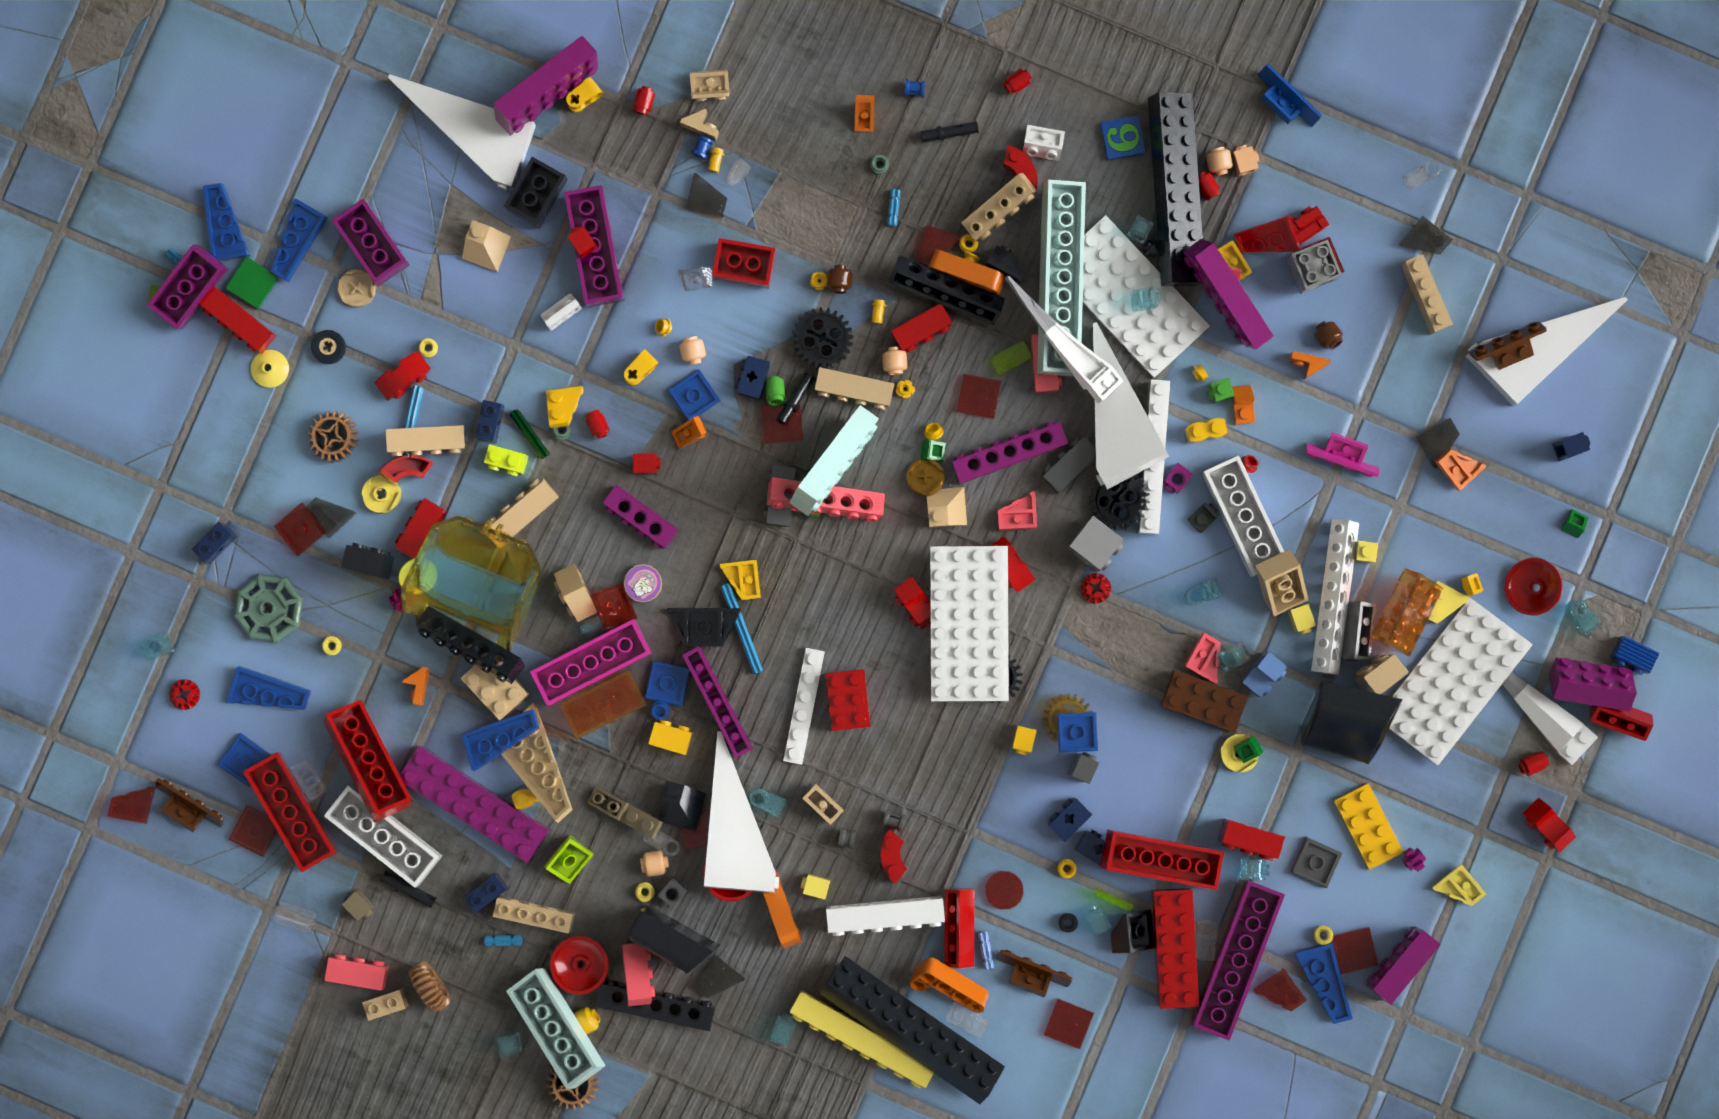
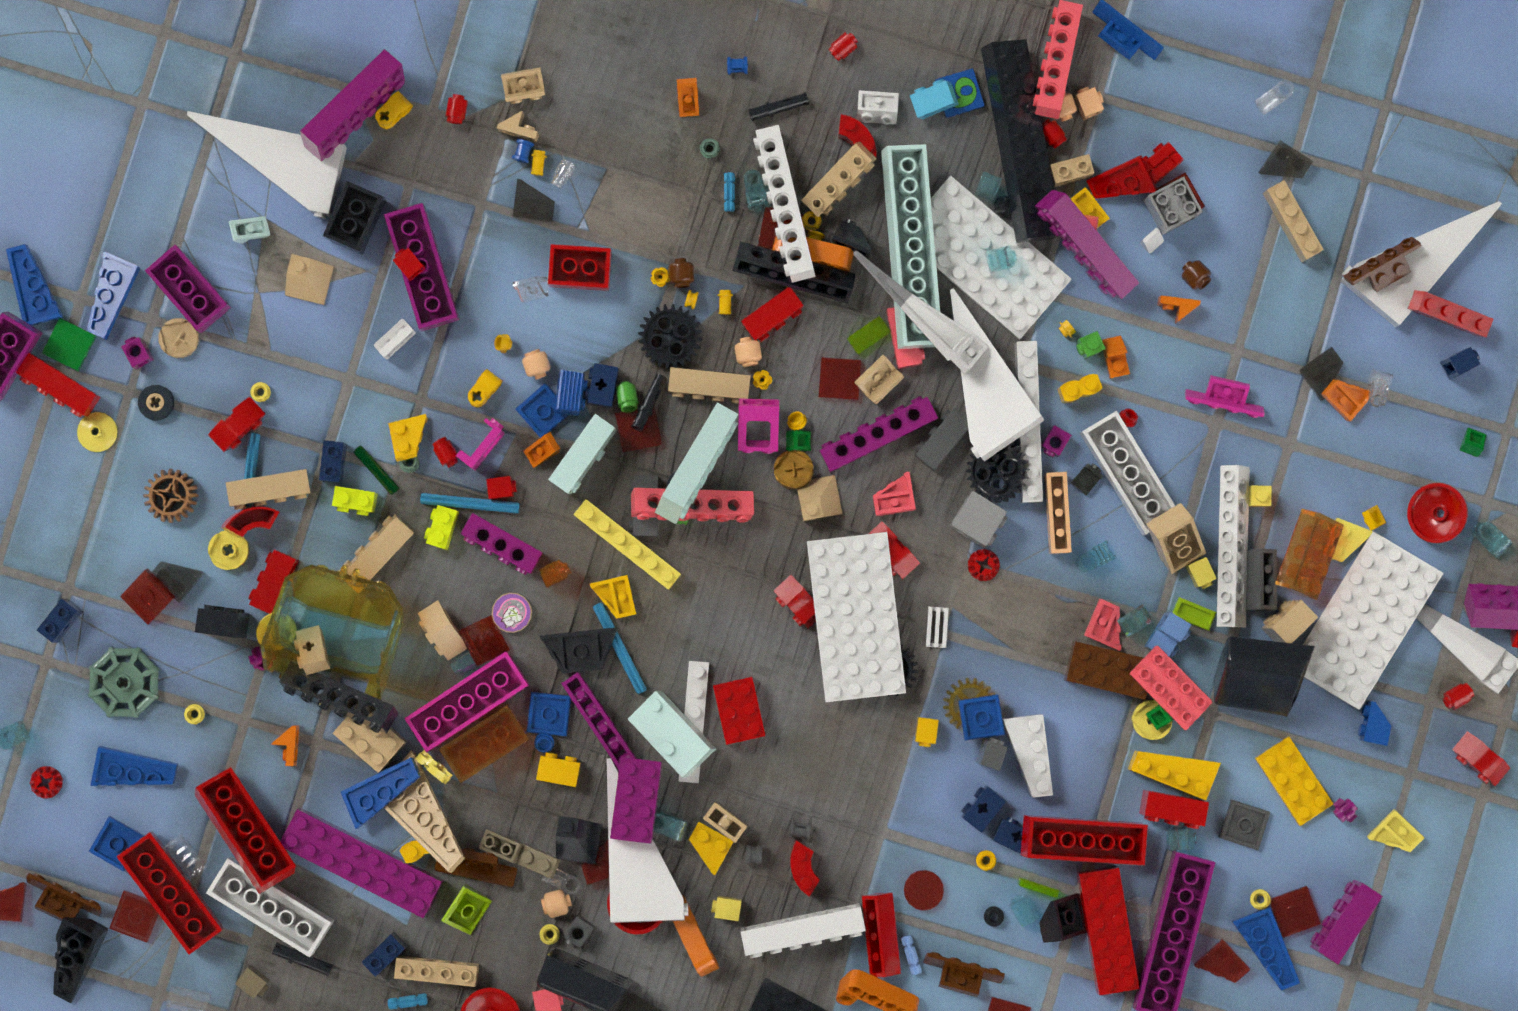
camera: 10 degrees left, 0 degrees up
(195, 856) = (77, 947): none -> black wedge
(320, 304) = (143, 358): none -> magenta brick
(434, 192) = (249, 228): none -> light aqua slope
(450, 597) = (312, 650): none -> tan brick
(553, 721) = (434, 767): none -> light yellow plate
(586, 494) = (442, 527): none -> neon yellow brick
(587, 821) = (483, 868): none -> reddish brown bracket
(614, 475) = (470, 503): none -> dark azure axle
(635, 423) = (485, 447): none -> dark pink window
(688, 550) = (555, 573): none -> clear orange slope
(721, 381) = (569, 393): none -> blue brick
(727, 441) = (583, 454): none -> light aqua brick
(741, 773) = (636, 800): none -> magenta brick
(759, 530) = (627, 544): none -> light yellow brick
(781, 714) = (672, 734): none -> light aqua brick
(806, 825) = (710, 846): none -> yellow wing
(846, 305) = (691, 299): none -> yellow bush
(896, 417) = (758, 411): none -> dark pink window
(918, 211) = (755, 191): none -> clear light blue piece
(940, 161) = (771, 138): none -> white brick
(1016, 401) = (879, 380): none -> tan bracket
(1051, 649) = (937, 623): none -> white tile
(1097, 141) = (933, 99): none -> medium azure brick
(1120, 766) = (1031, 752): none -> white wedge
(1171, 546) = (1057, 512): none -> light nougat brick
(1221, 223) = (1071, 170): none -> tan brick
(1234, 73) = (1051, 105): none -> coral brick
(1261, 724) = (1171, 687): none -> coral bracket
(1263, 807) = (1181, 773): none -> yellow wedge
(1290, 298) = (1152, 241): none -> white slope
(1291, 657) = (1194, 613): none -> lime tile
(1451, 783) = (1375, 725): none -> blue slope
(1491, 459) = (1379, 386): none -> clear piece
(1567, 398) = (1450, 313): none -> red brick

